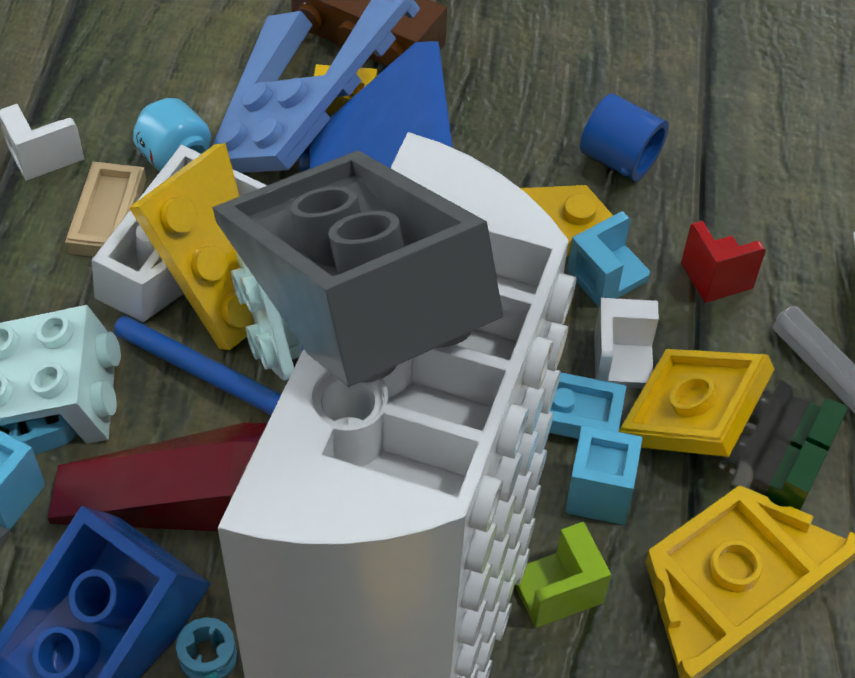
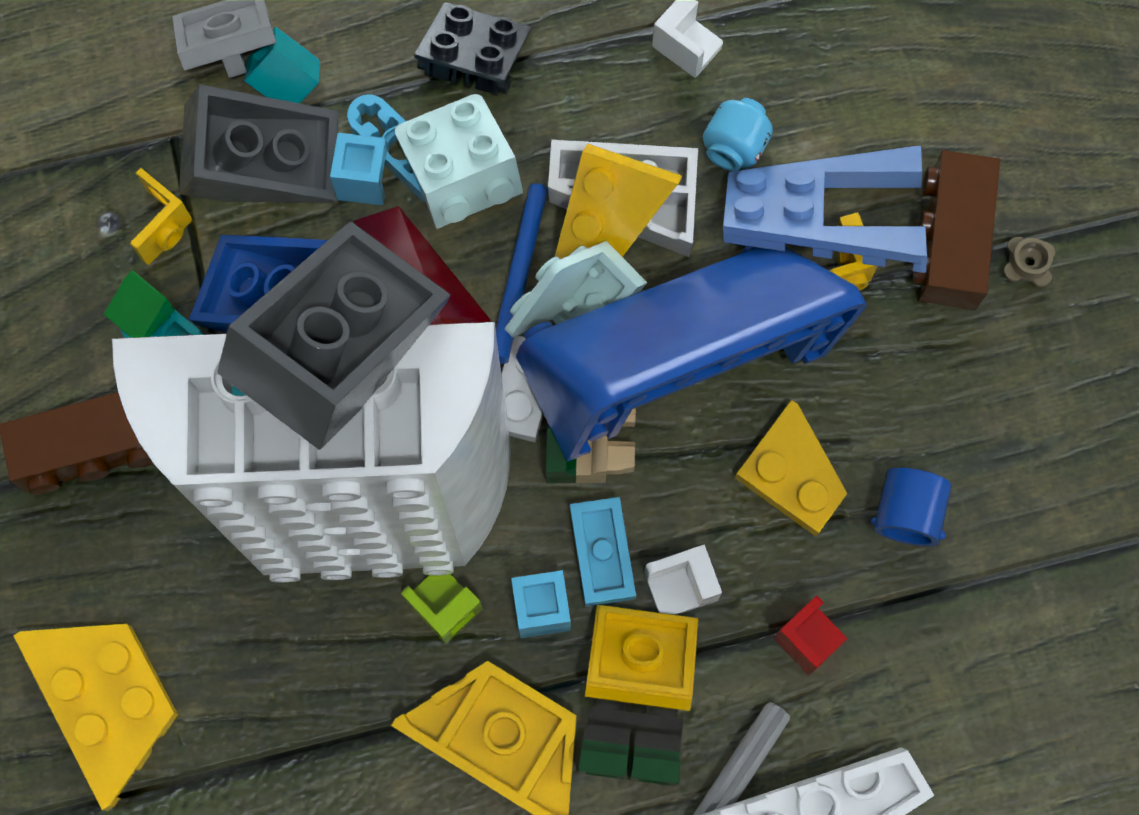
camera: 70 degrees right, 20 degrees up
(103, 205) = (648, 119): tan tile -> none
(604, 262) = (768, 541): medium azure panel -> none

